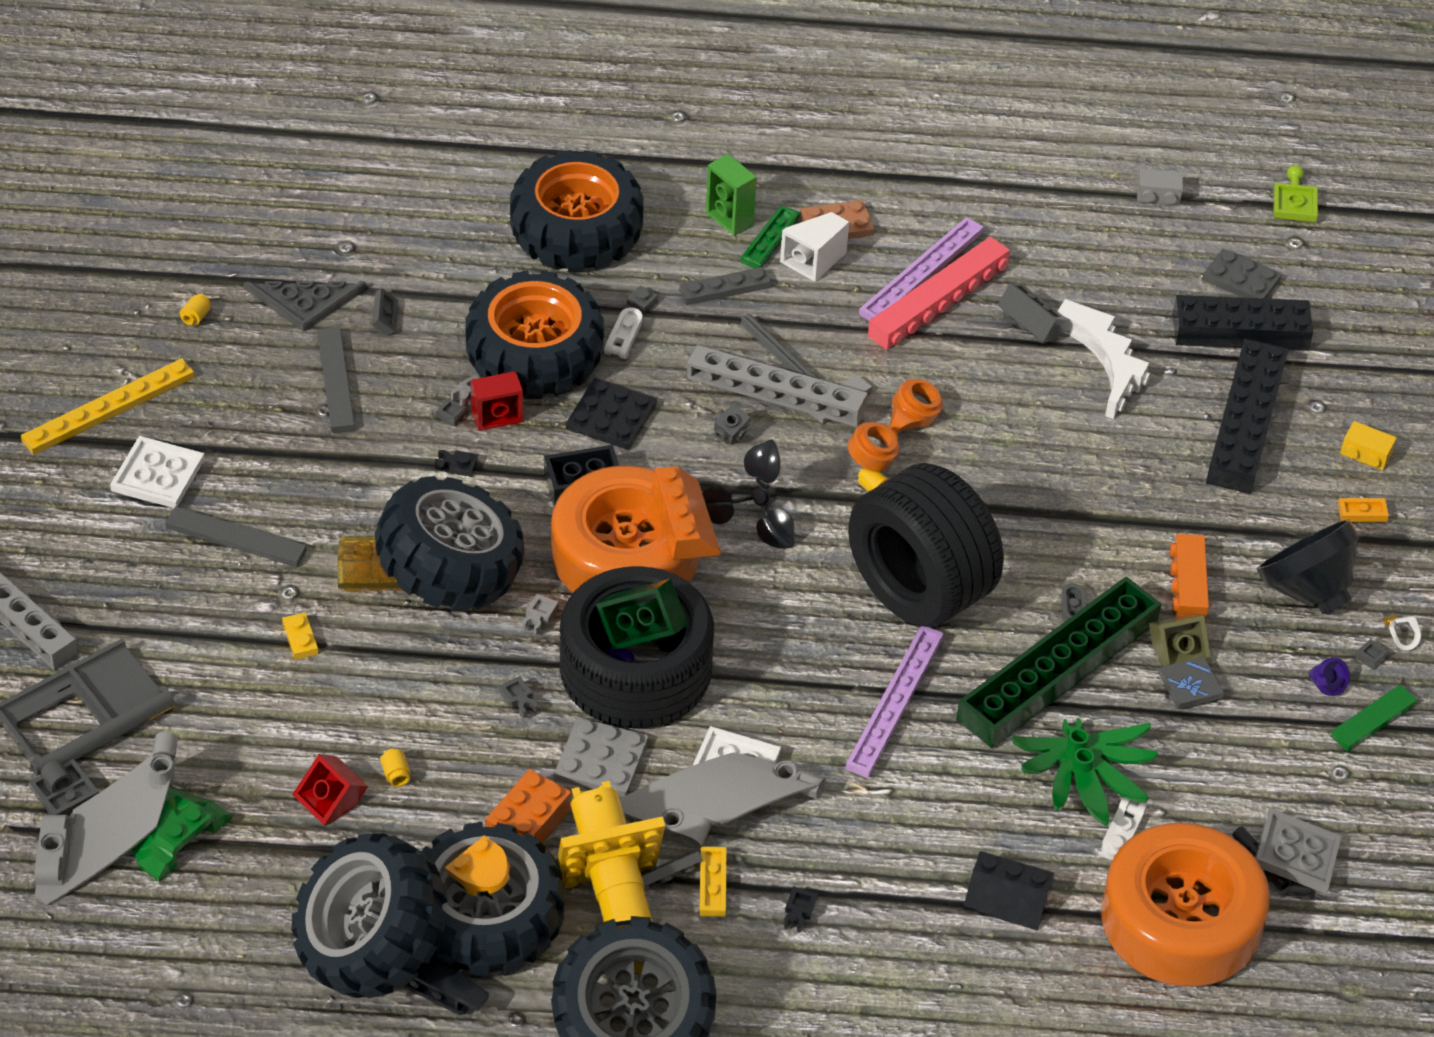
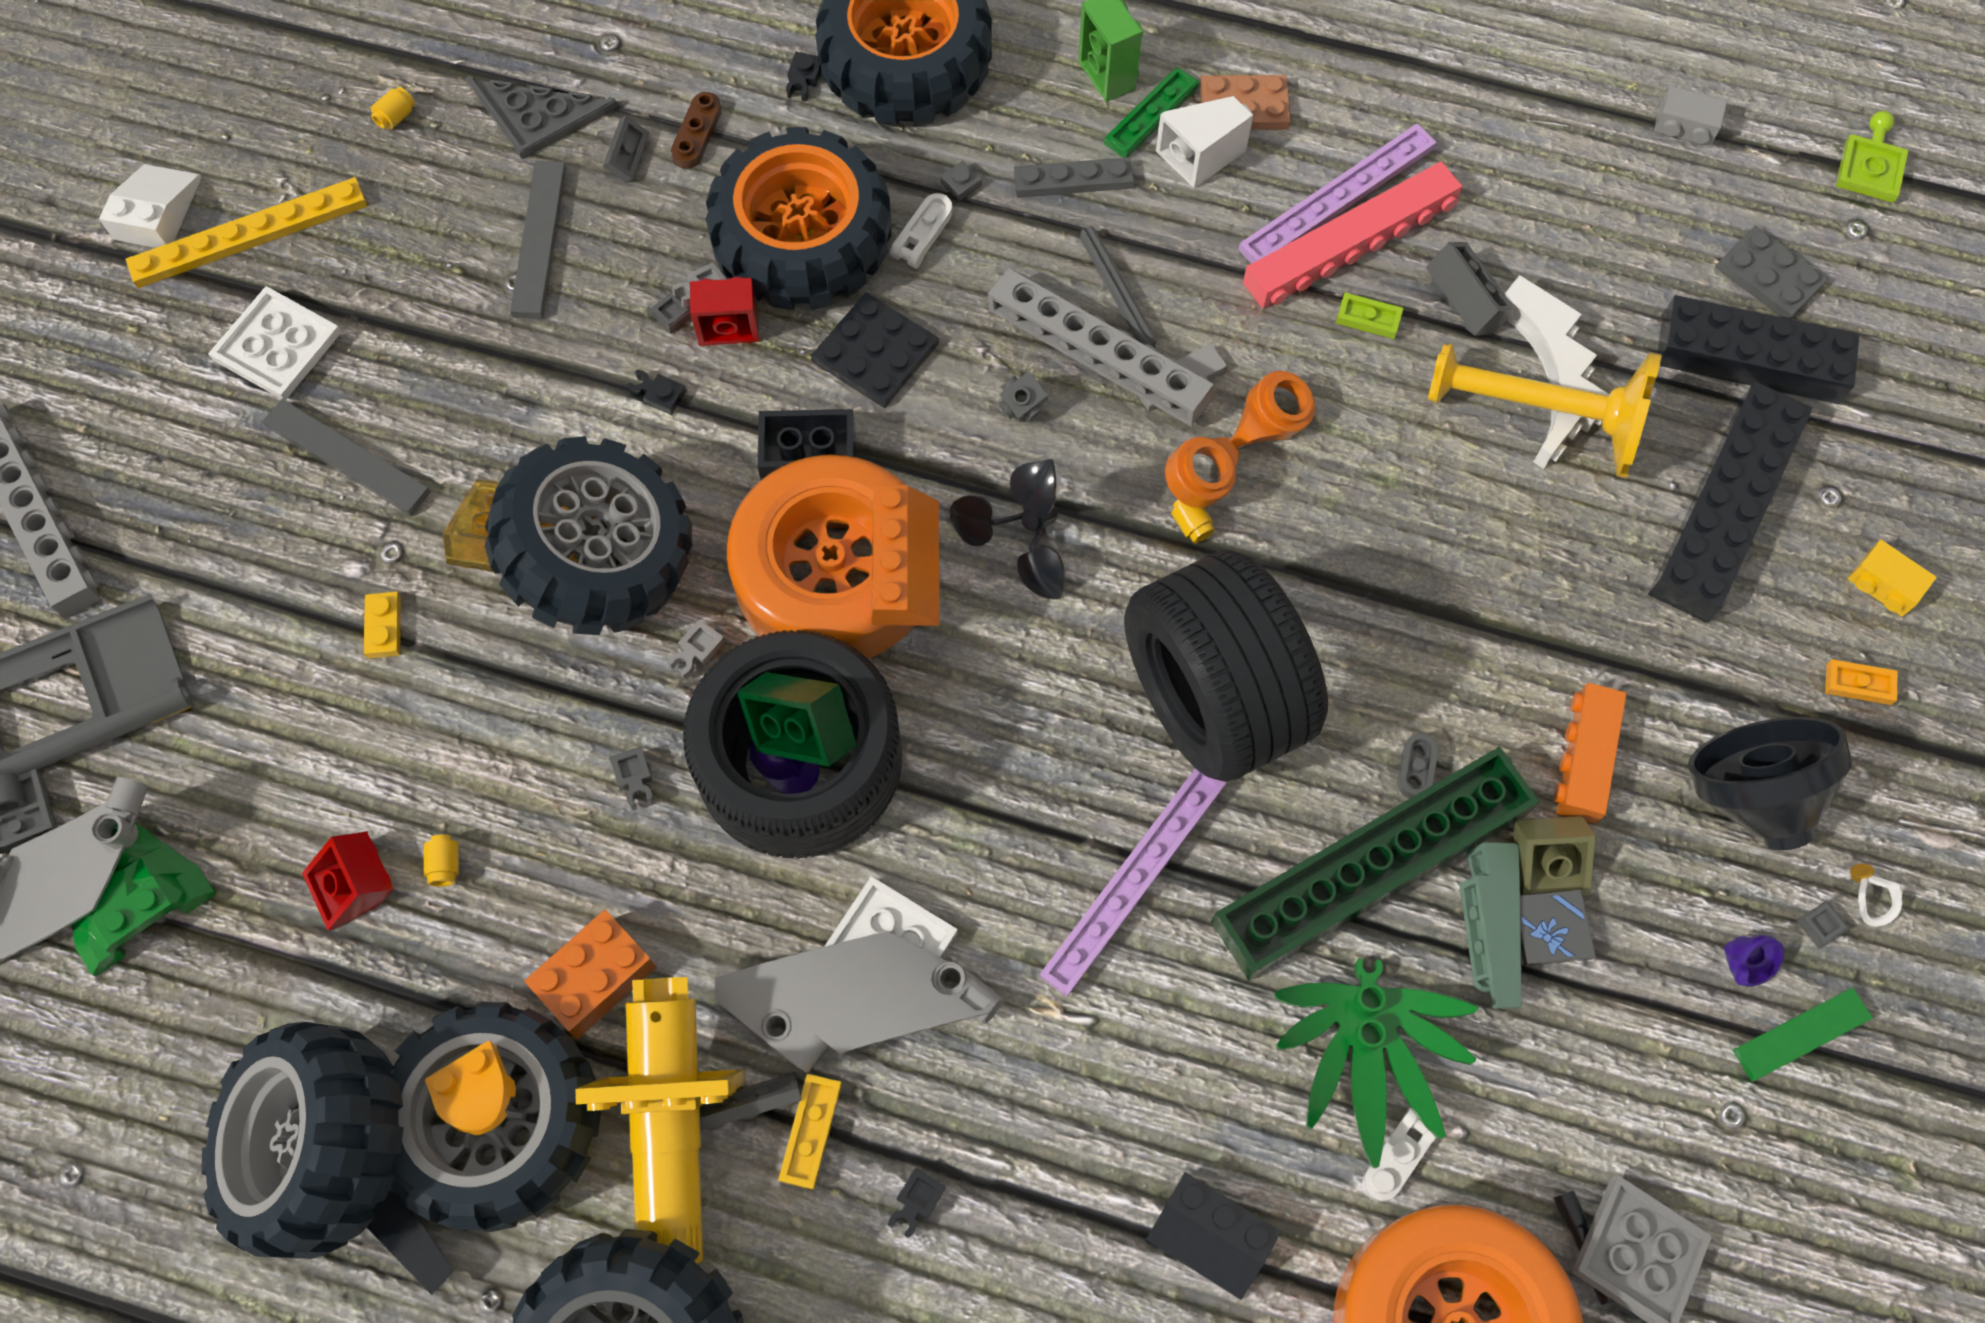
camera: 15 degrees right, 20 degrees up
(28, 399) = (150, 206): none -> white slope
(432, 294) = (696, 138): none -> reddish brown plate
(502, 247) = (803, 72): none -> black plate
(600, 755) = (717, 893): light grey plate -> none
(965, 341) = (1369, 315): none -> lime plate
(1149, 682) = (1493, 921): none -> sand green wedge
(1156, 366) = (1621, 412): none -> yellow piece

